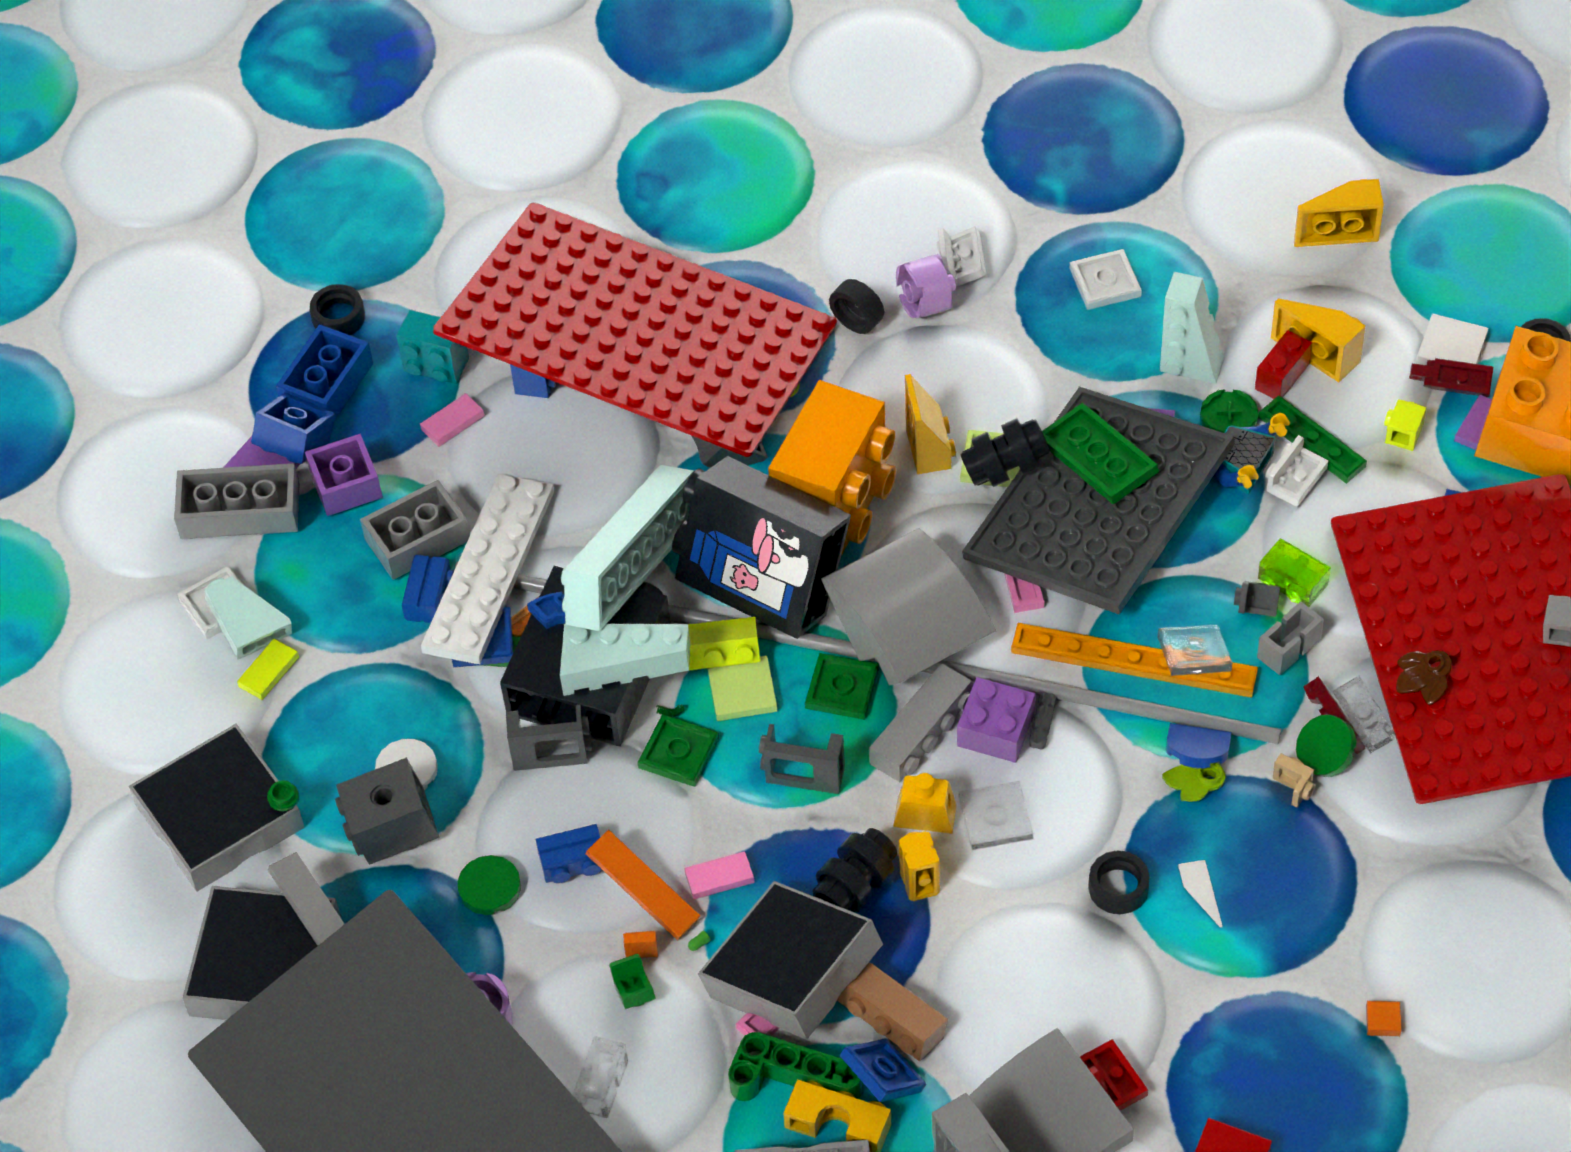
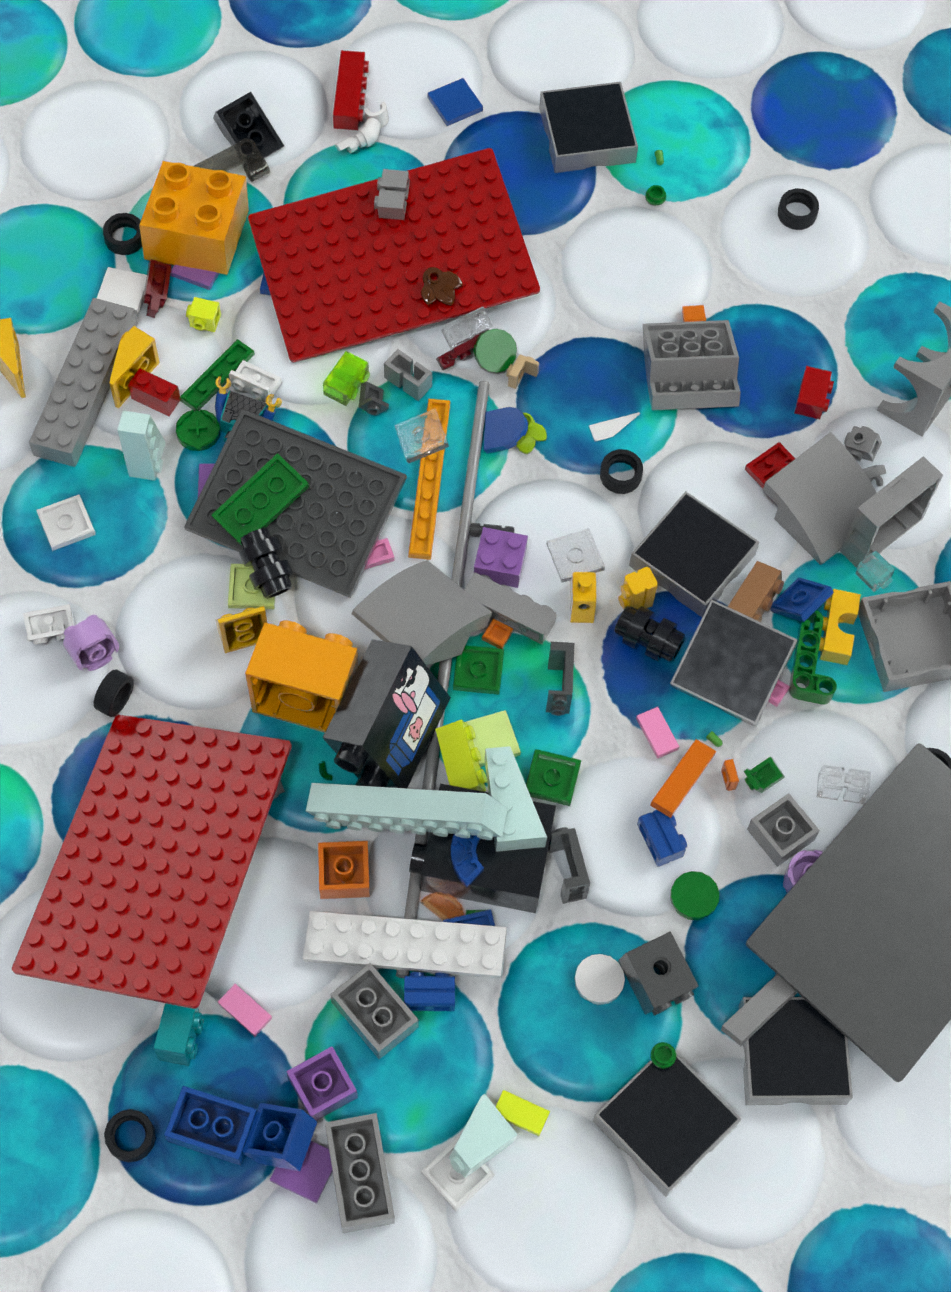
camera: 105 degrees left, 10 degrees up
(548, 988) = (783, 829): none -> light grey brick
(586, 508) = (343, 869): none -> orange brick
(885, 710) = (497, 634): none -> orange tile
(974, 950) = (694, 553): none -> black tile
(1256, 277) = (81, 384): none -> light grey brick
(1292, 993) = (691, 365): none -> light grey slope

